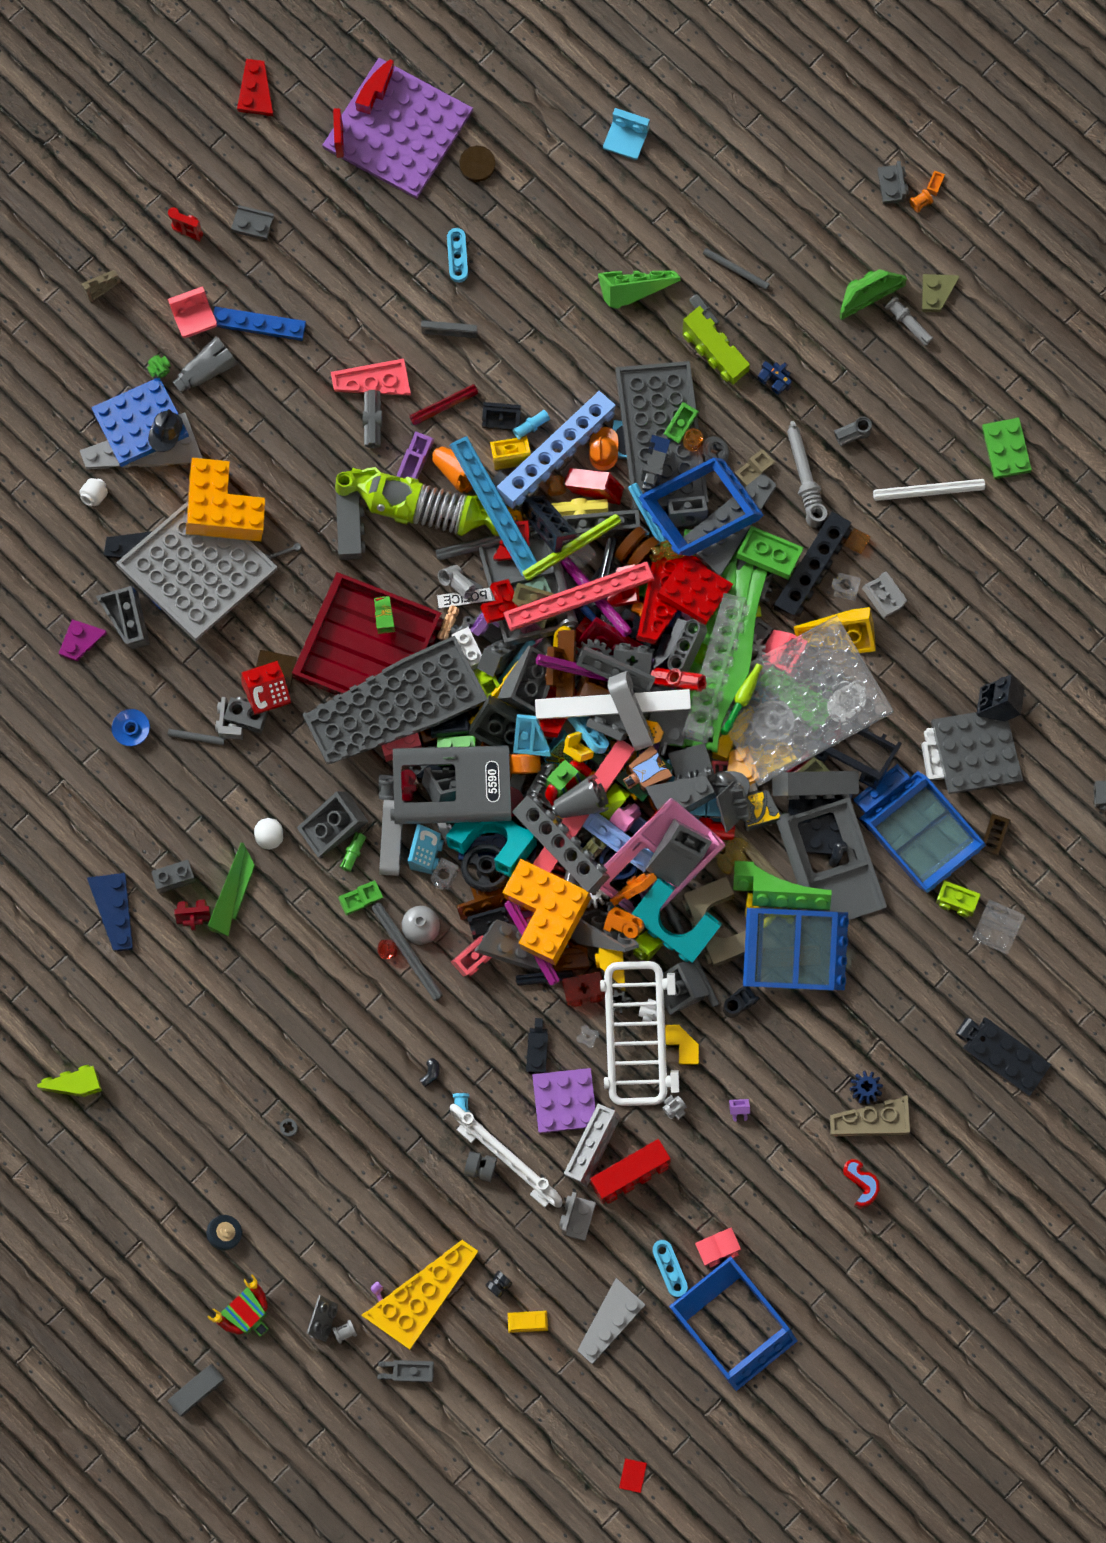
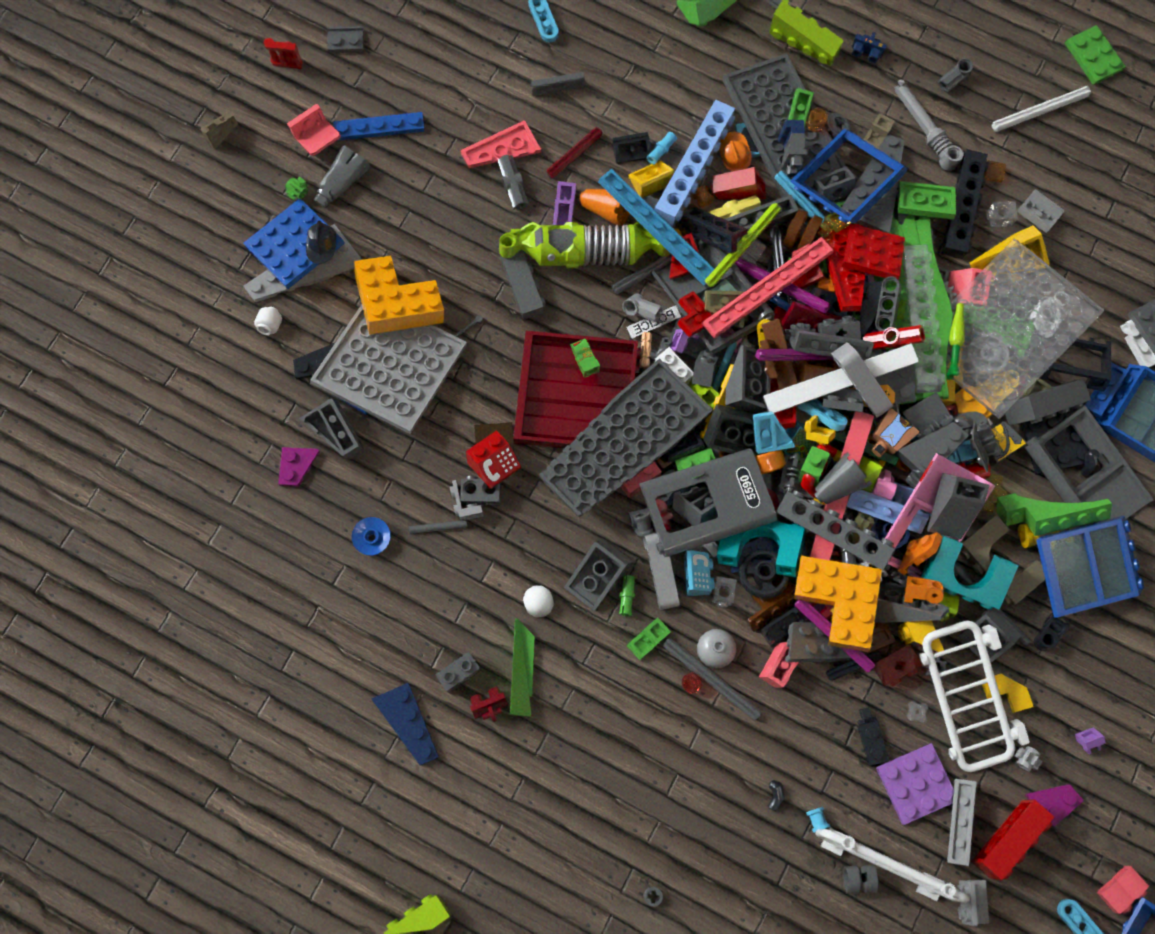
camera: 20 degrees left, 0 degrees up
(648, 1012) = (970, 673): white gear -> none
(687, 1154) = (1057, 801): none -> magenta wing

